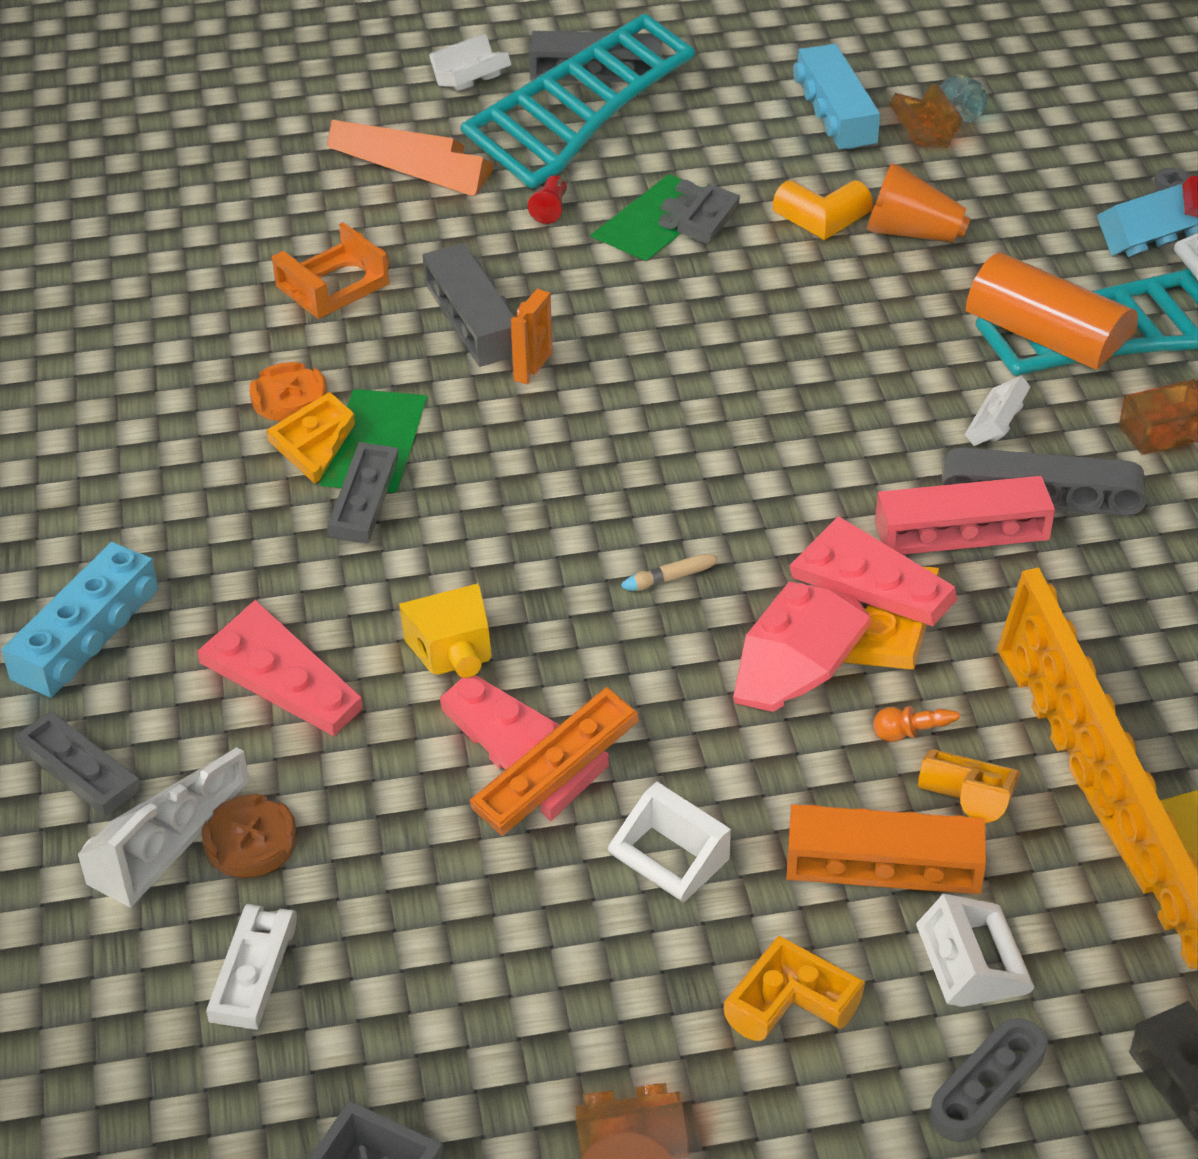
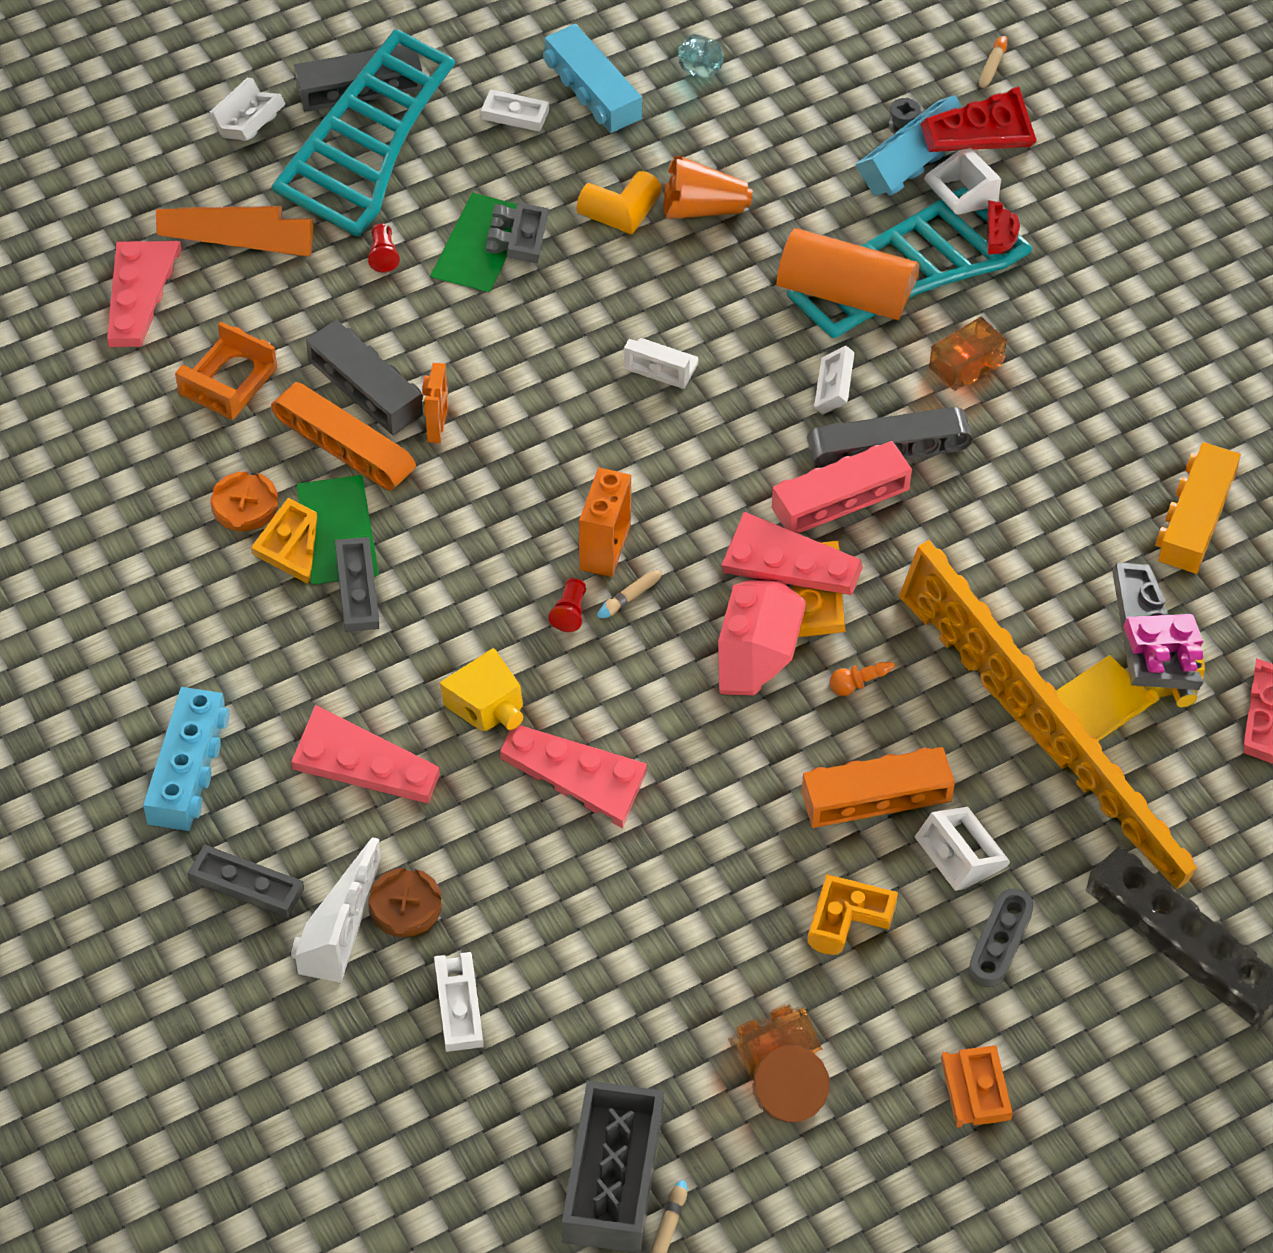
camera: 20 degrees left, 10 degrees up
(283, 186) = (137, 287): none -> coral wing
(422, 353) = (343, 436): none -> orange beam
(554, 761) = (613, 782): orange tile -> none
(588, 570) = (568, 610): none -> red pin
(678, 458) = (605, 522): none -> orange window
(682, 824) = (726, 807): white tile -> none
(744, 111) = (515, 110): none -> white plate
(801, 356) = (659, 362): none -> white panel
(928, 119) = (678, 82): clear orange bracket -> none
(979, 785) = (928, 714): light orange brick -> none

